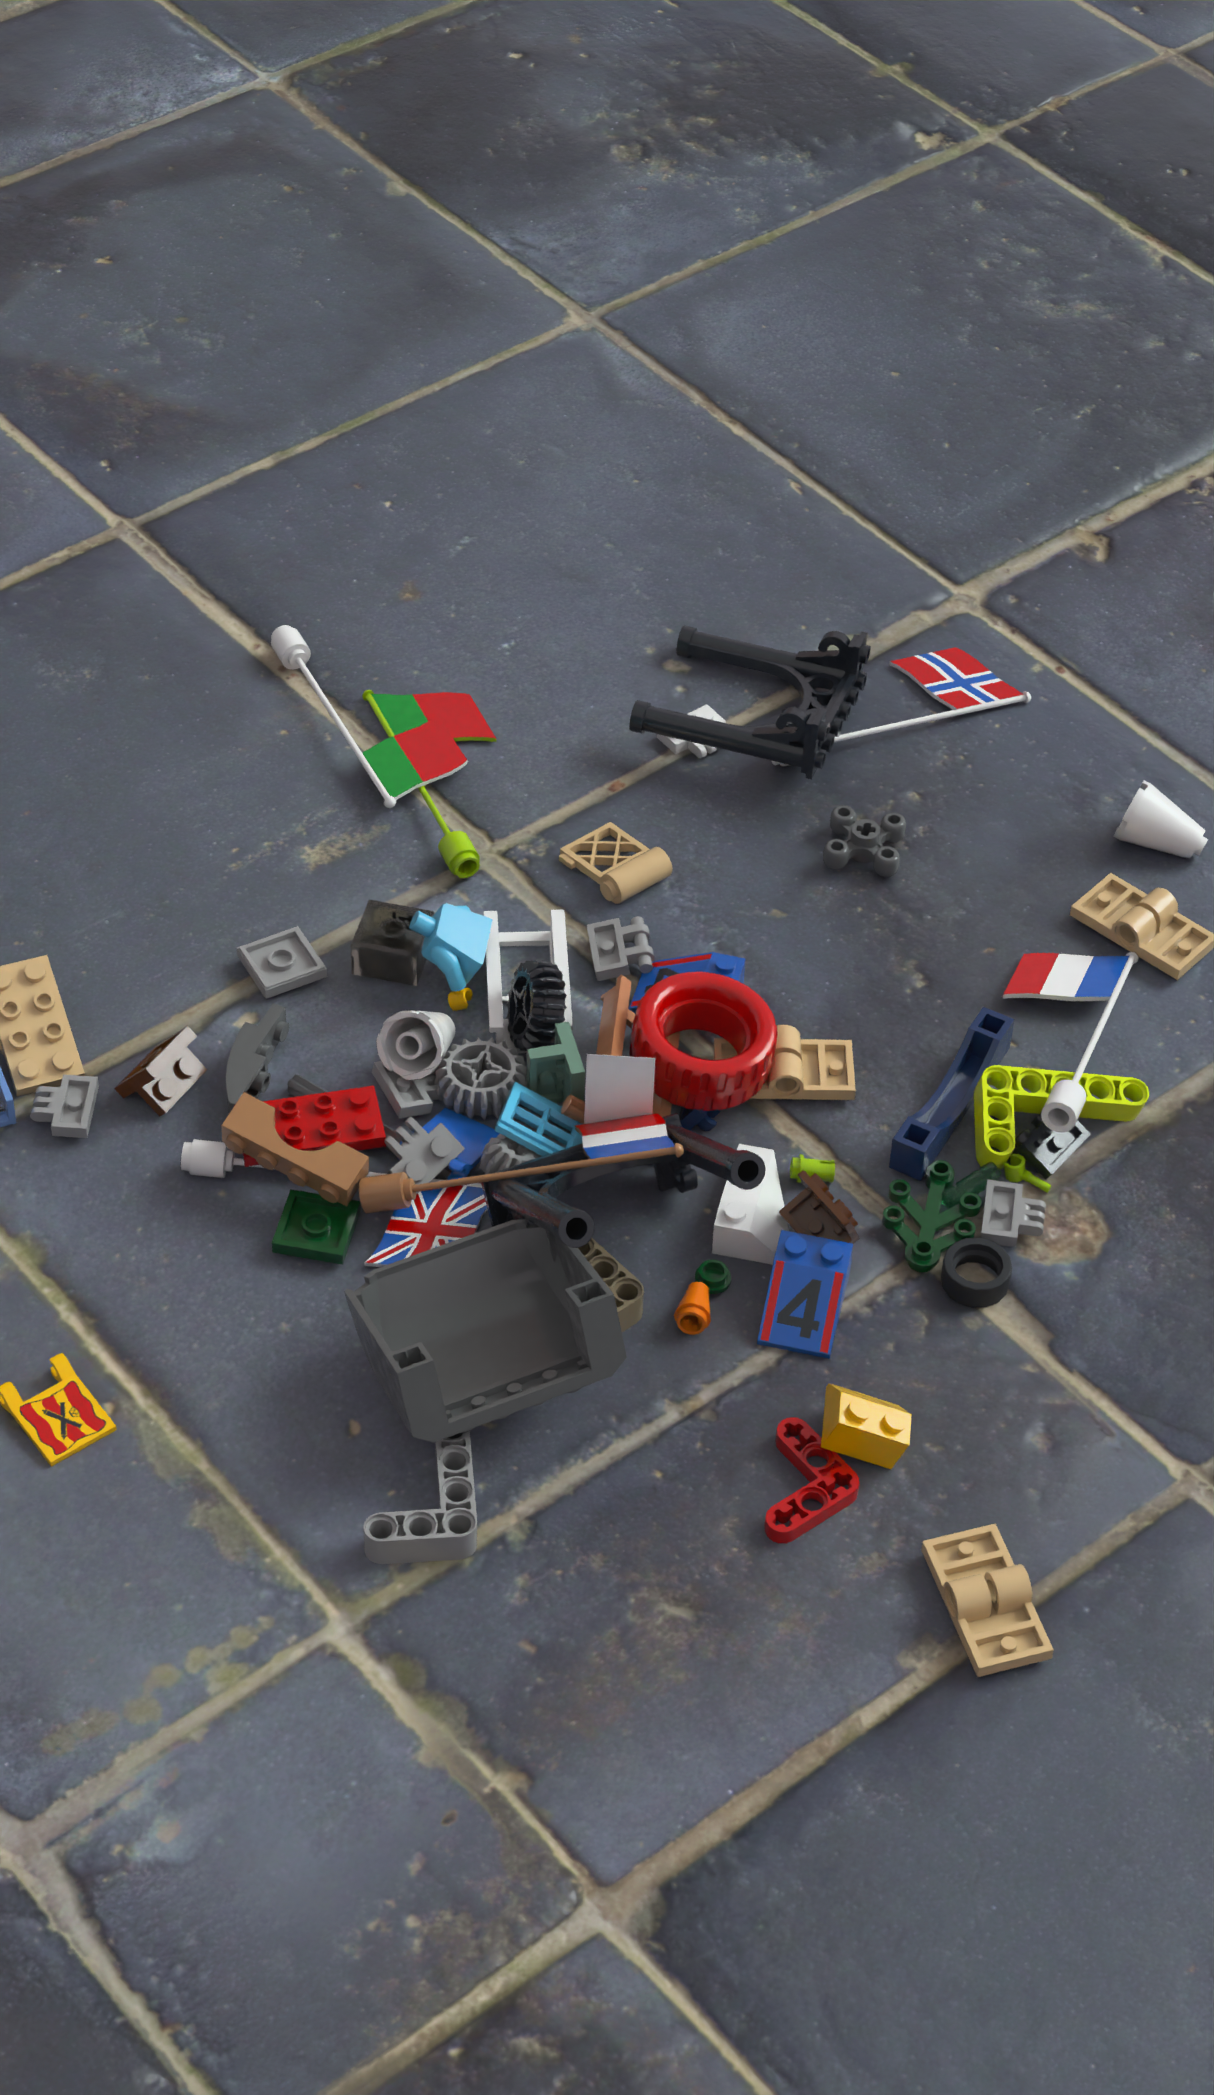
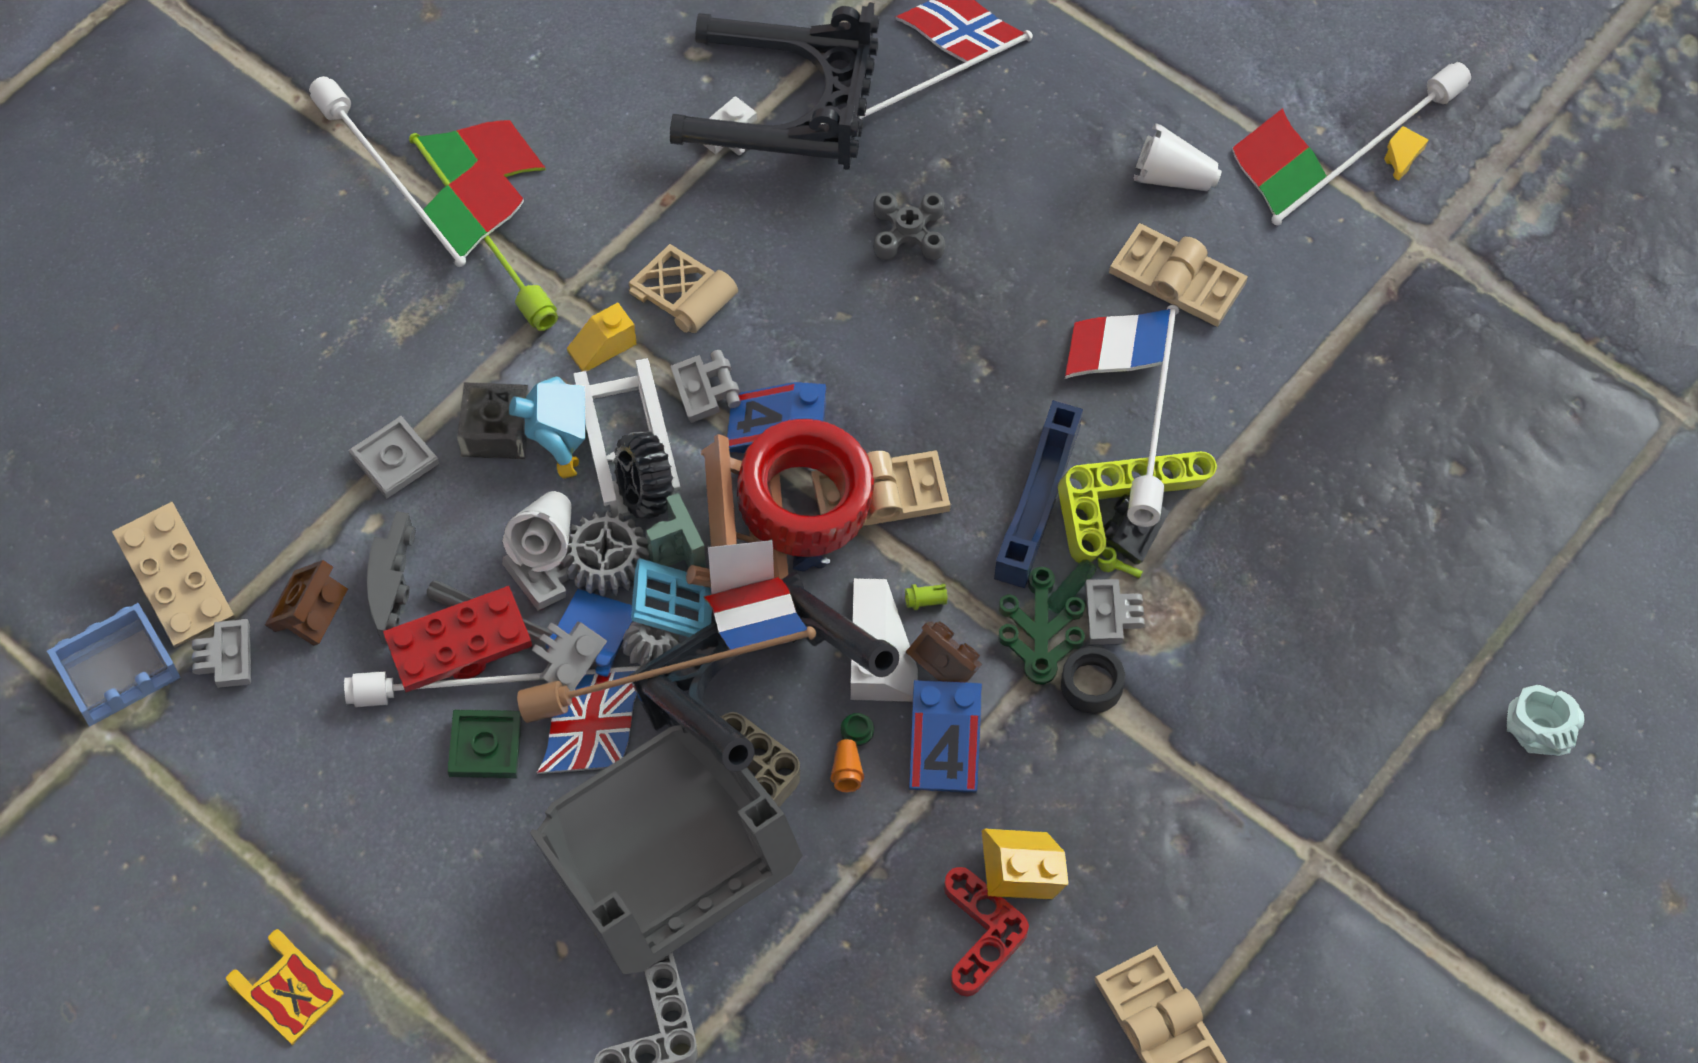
camera: 10 degrees left, 15 degrees up
(330, 1171) = (490, 691): medium nougat arch -> none
(523, 890) = (602, 338): none -> yellow slope

